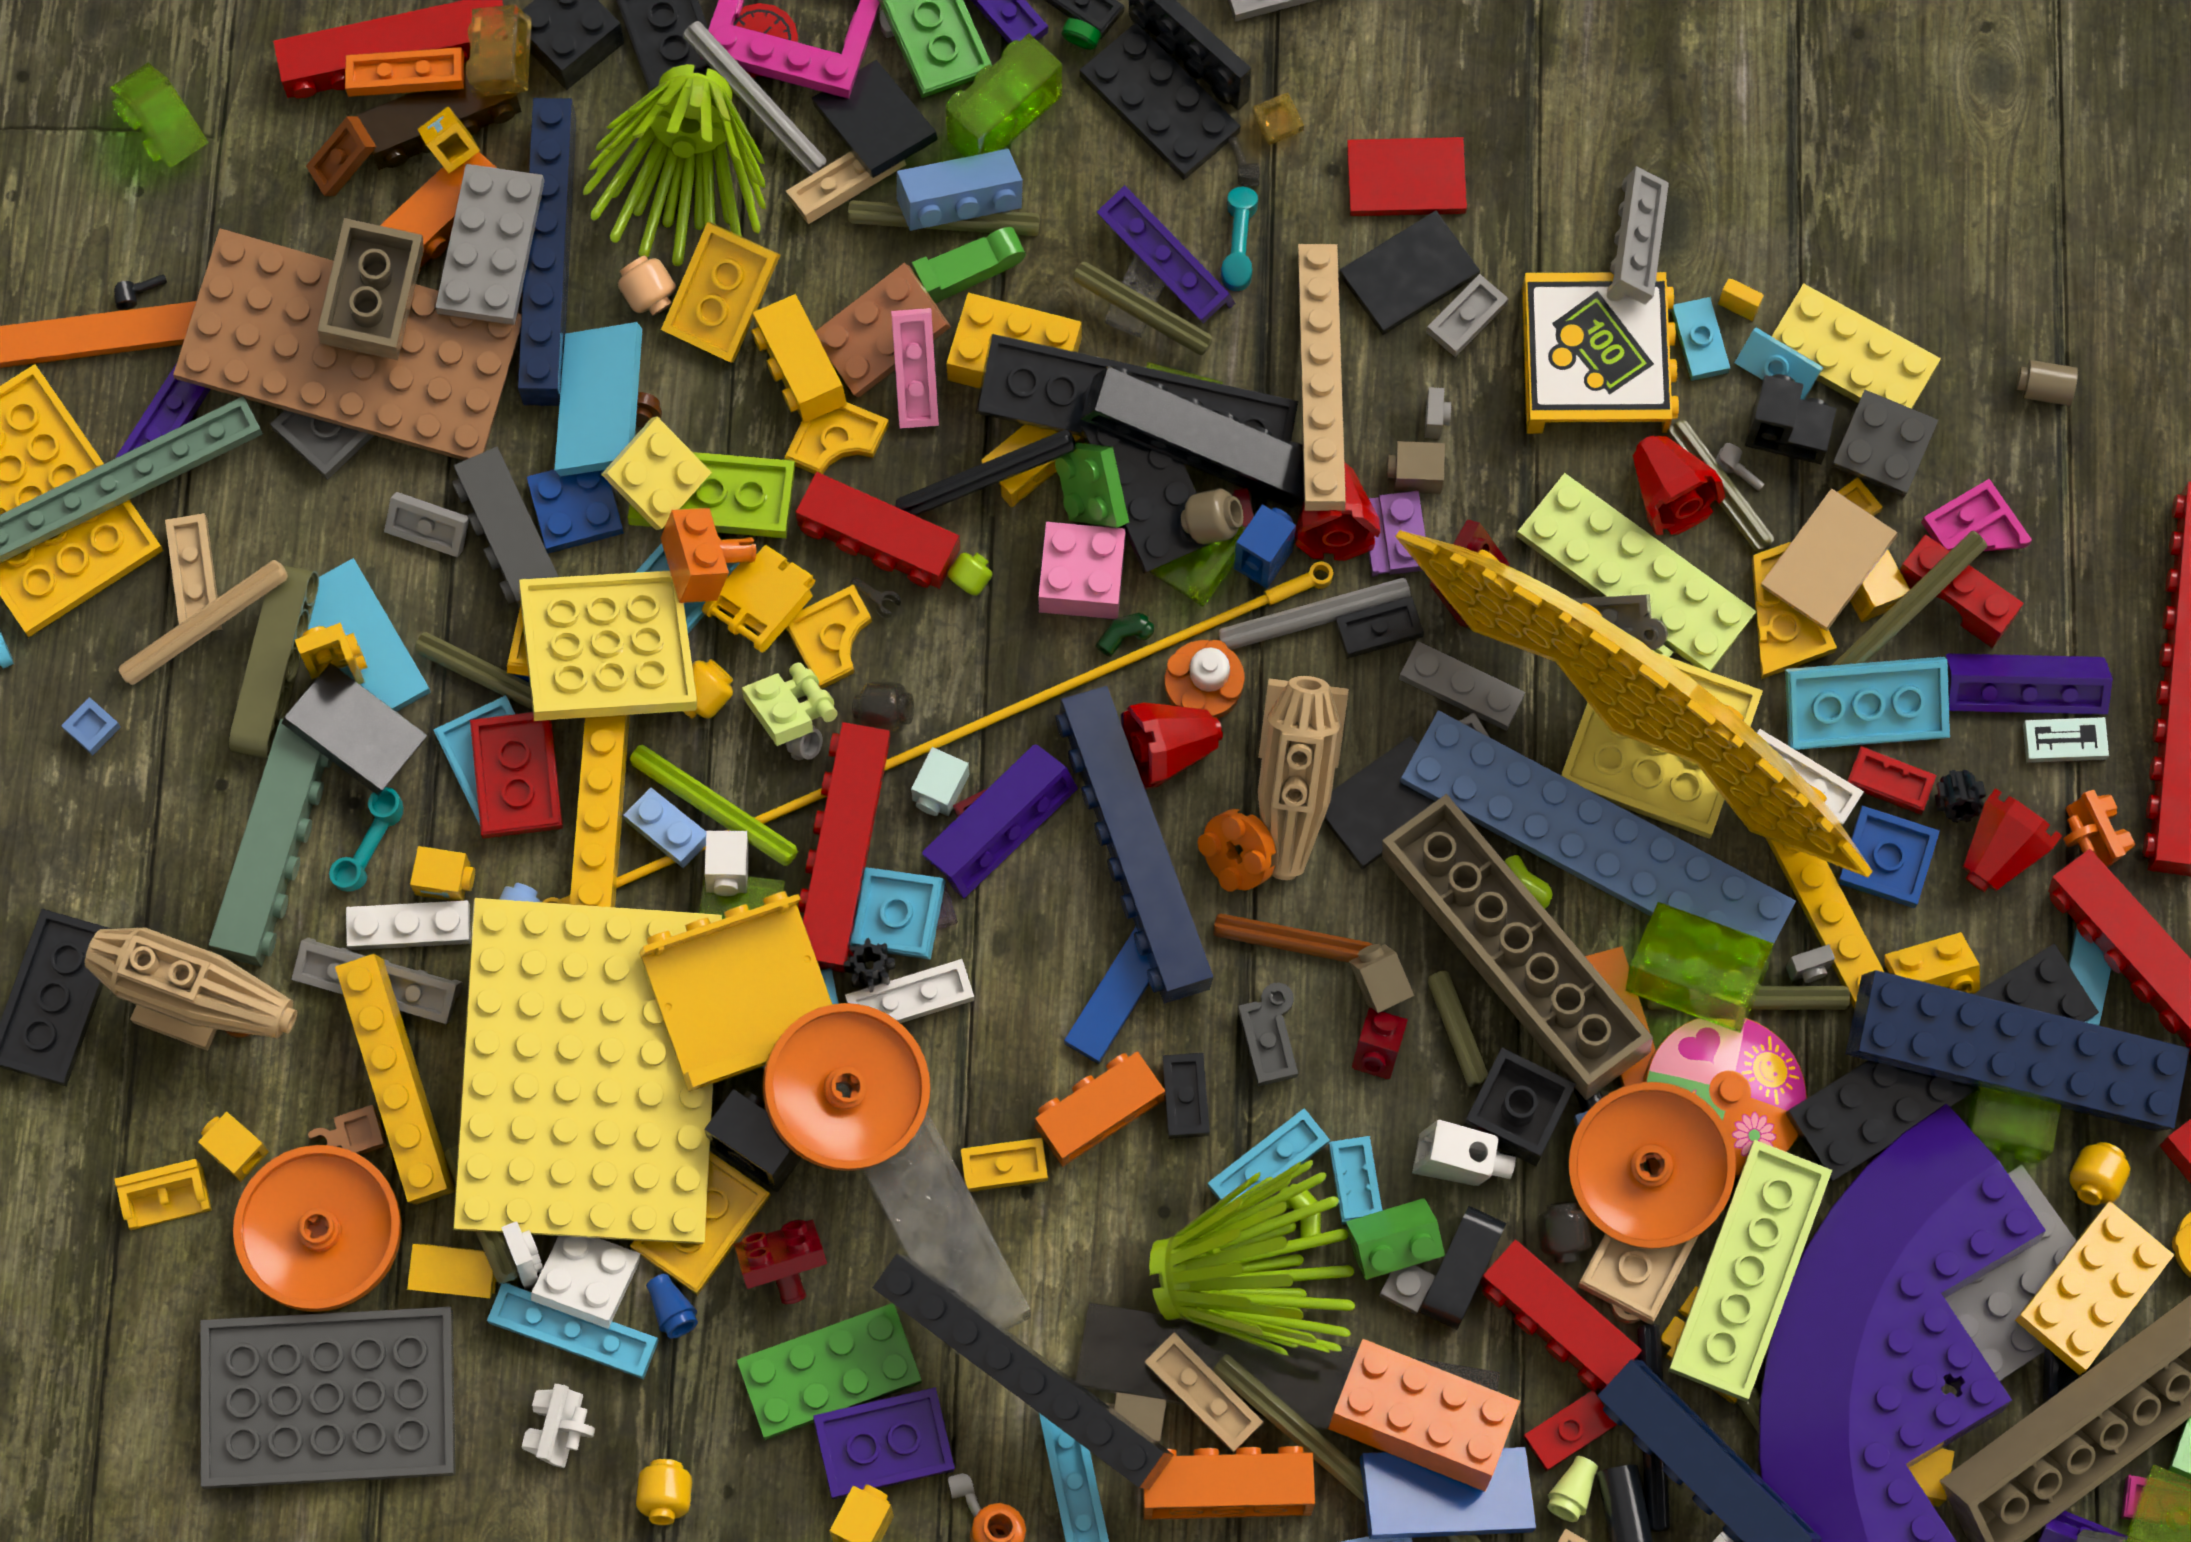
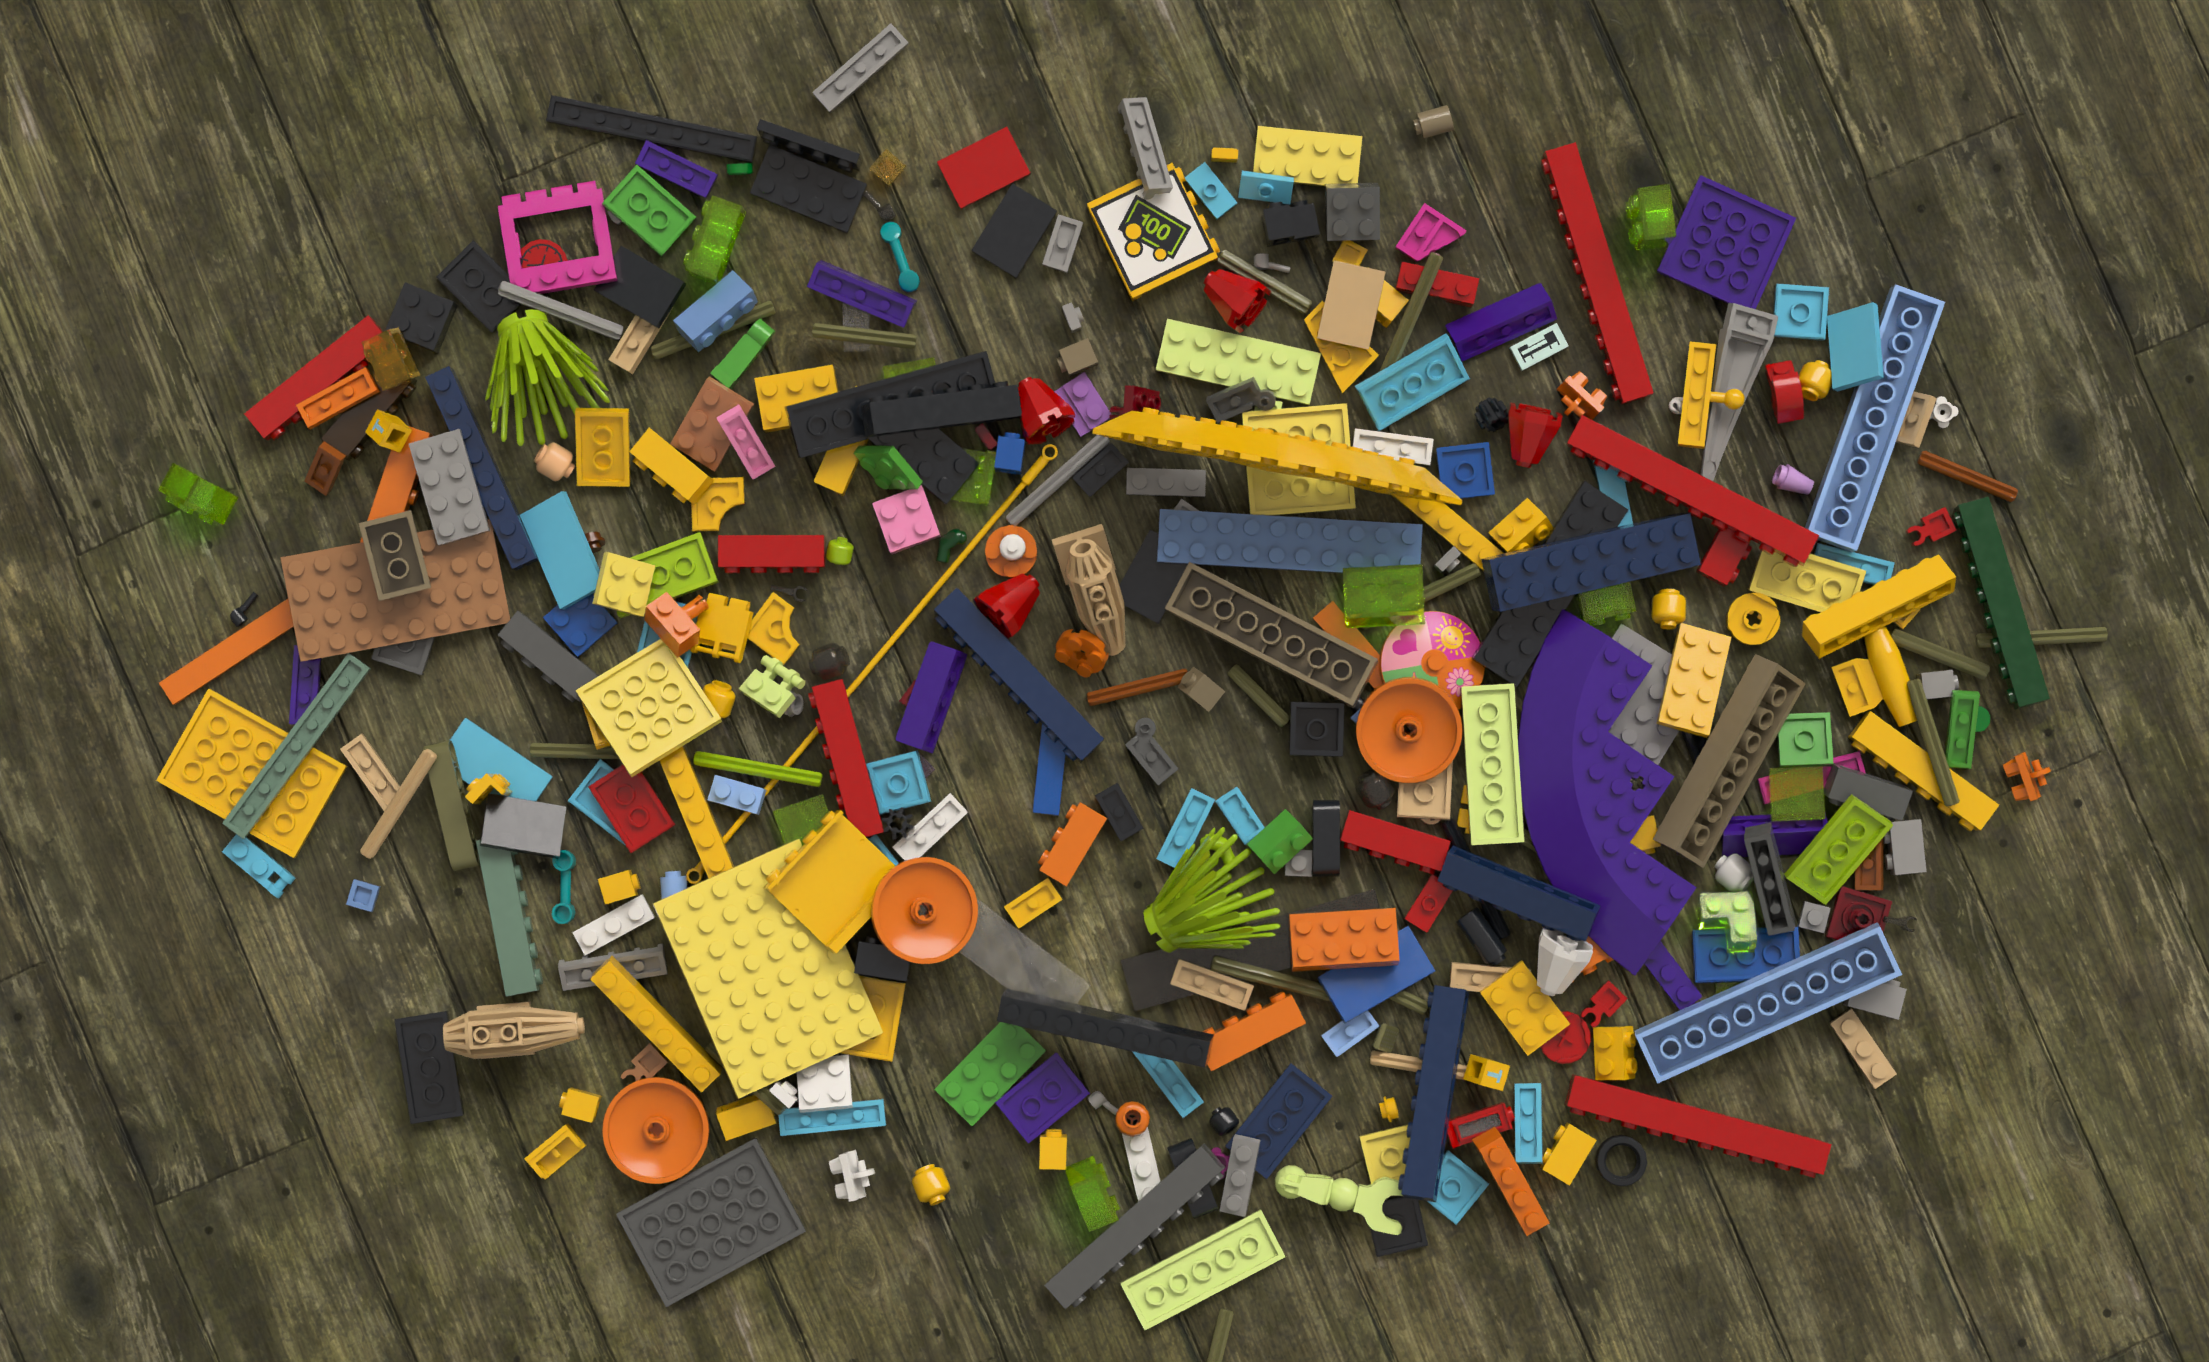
camera: 25 degrees left, 15 degrees up
(426, 524) = (498, 676): light grey plate -> none
(672, 1309) = (881, 1076): blue cone -> none
(726, 862) = (784, 802): white brick -> none
(781, 1258) = (931, 1020): dark red plate -> none
(939, 783) = (884, 692): light aqua brick -> none
(988, 473) = (821, 490): black axle -> none
(1143, 1412) = (1180, 1014): dark tan brick -> none
(1212, 516) = (971, 456): dark tan head -> none
(1321, 378) = (994, 331): tan plate -> none
(1379, 1043) = (1217, 727): dark red bracket -> none
(1446, 1152) = (1288, 775): white torso -> none
(1537, 887) = (1263, 590): lime arm -> none
(1572, 1492) = (1446, 938): yellowish green cone -> none
(1891, 780) = (1446, 422): red plate -> none

